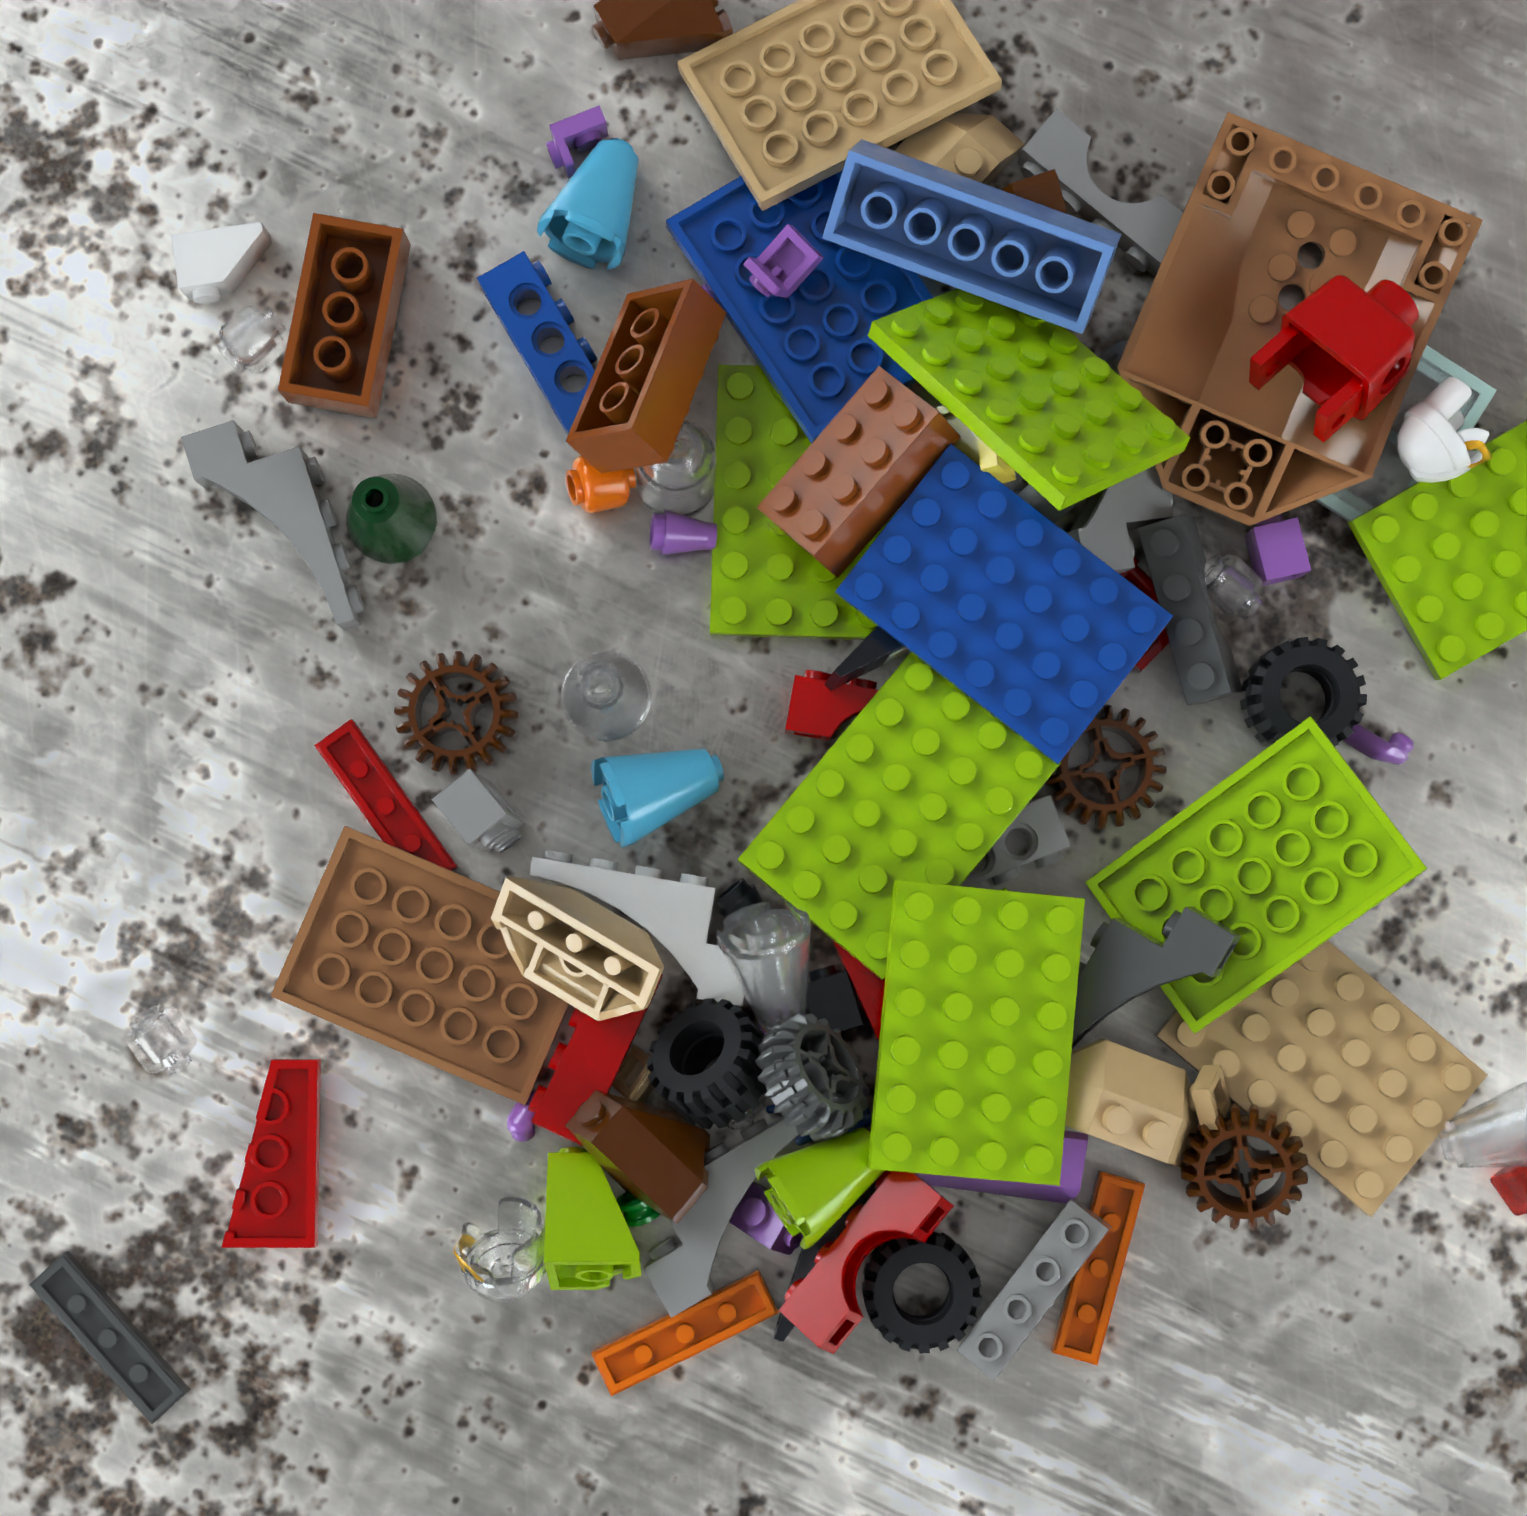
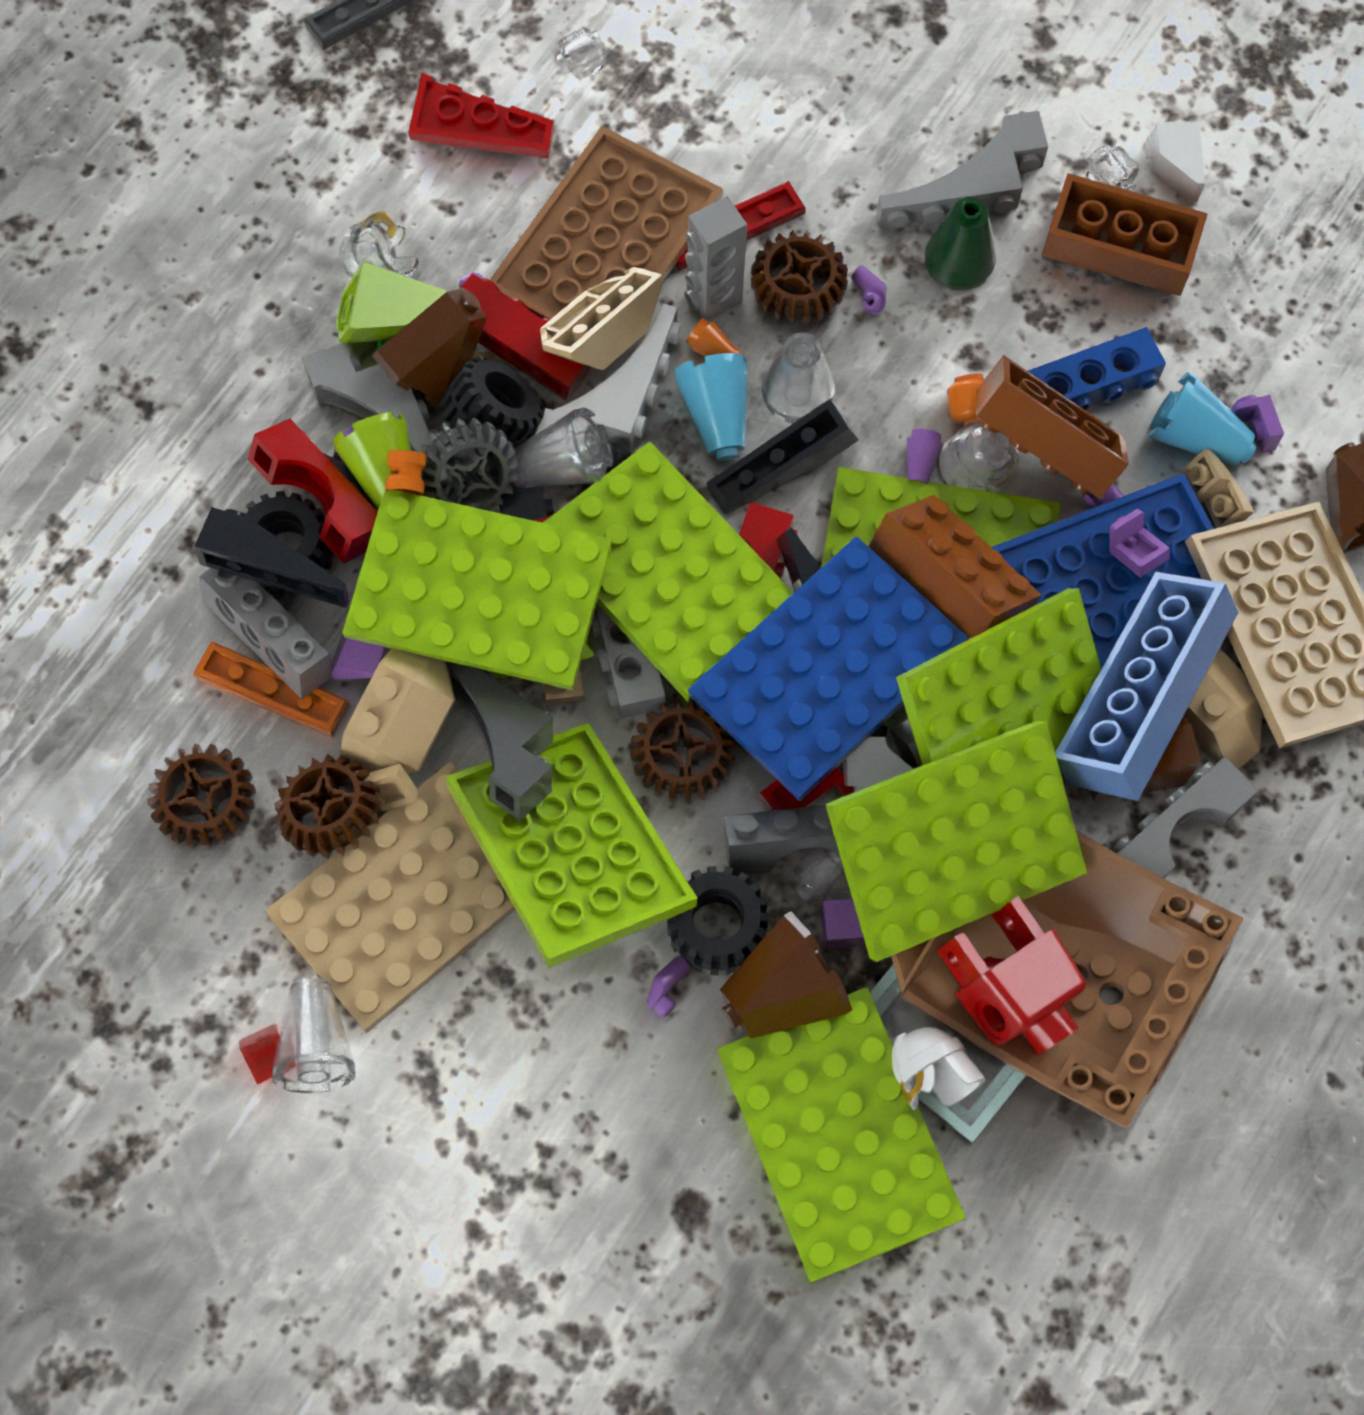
camera: 100 degrees right, 15 degrees down
(459, 618) = (874, 290): none -> medium lavender arm
(564, 808) = (709, 340): none -> orange cone
(677, 178) = (1217, 489): none -> tan slope
(686, 1334) = (288, 373): orange tile -> none
(711, 700) = (784, 457): none -> black slope
(850, 1146) = (406, 471): none -> orange wheel
(964, 1324) = (249, 551): none -> black slope
(1207, 429) = (956, 839): none -> lime plate
(1268, 1307) = (187, 802): none -> reddish brown gear
(1373, 612) = (783, 983): none -> reddish brown slope

